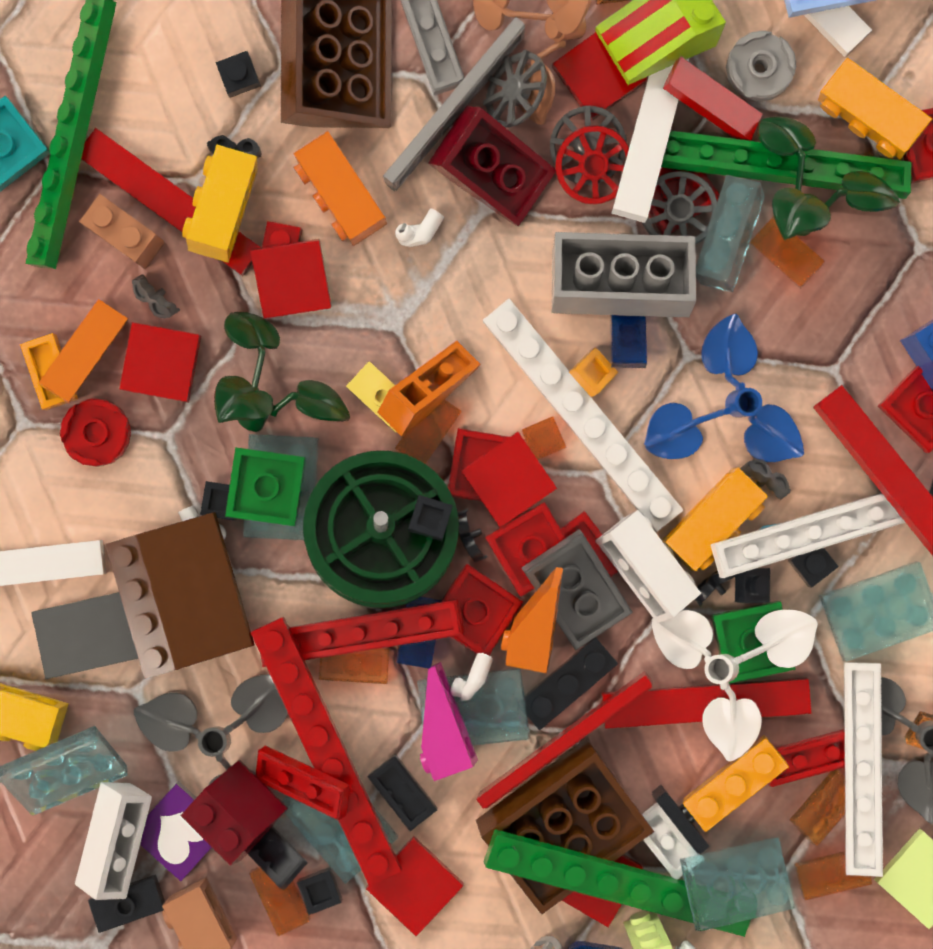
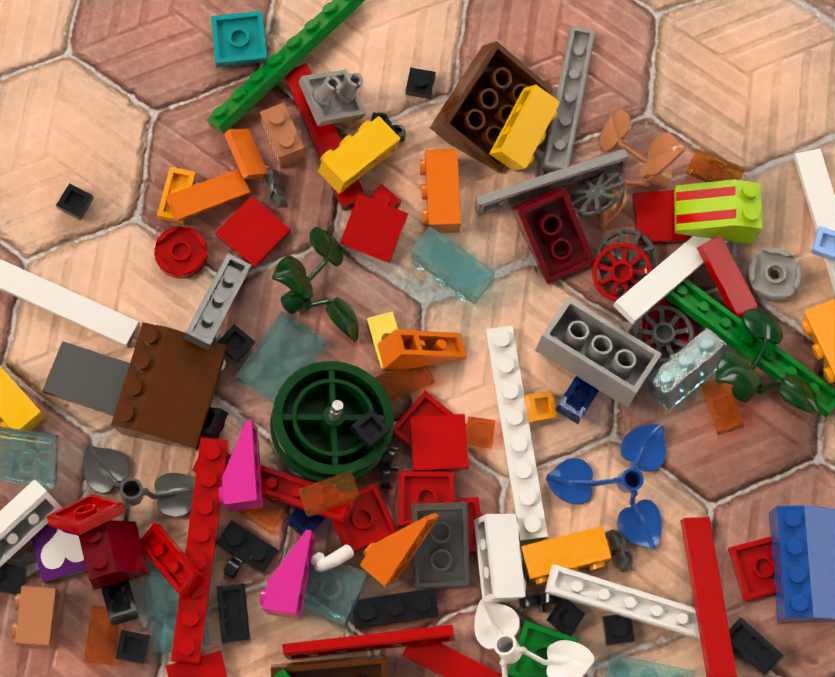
camera: 30 degrees right, 15 degrees down
(95, 277) = (246, 153): none -> orange tile
(150, 151) = (333, 96): none -> light grey plate
(172, 470) = (217, 301): none -> plate
(181, 792) = (85, 514): none -> red tile
(254, 603) = (215, 422): none -> black plate
(265, 486) = (272, 349): green plate -> none
(322, 647) = (242, 476): none -> dark pink slope
(372, 715) = (246, 549): none -> black plate
(389, 58) = (525, 128): none -> yellow brick
(402, 270) = (451, 266): none -> clear light blue brick
(421, 233) = (479, 250): white arm -> none
(428, 614) = (329, 493): none -> clear orange plate

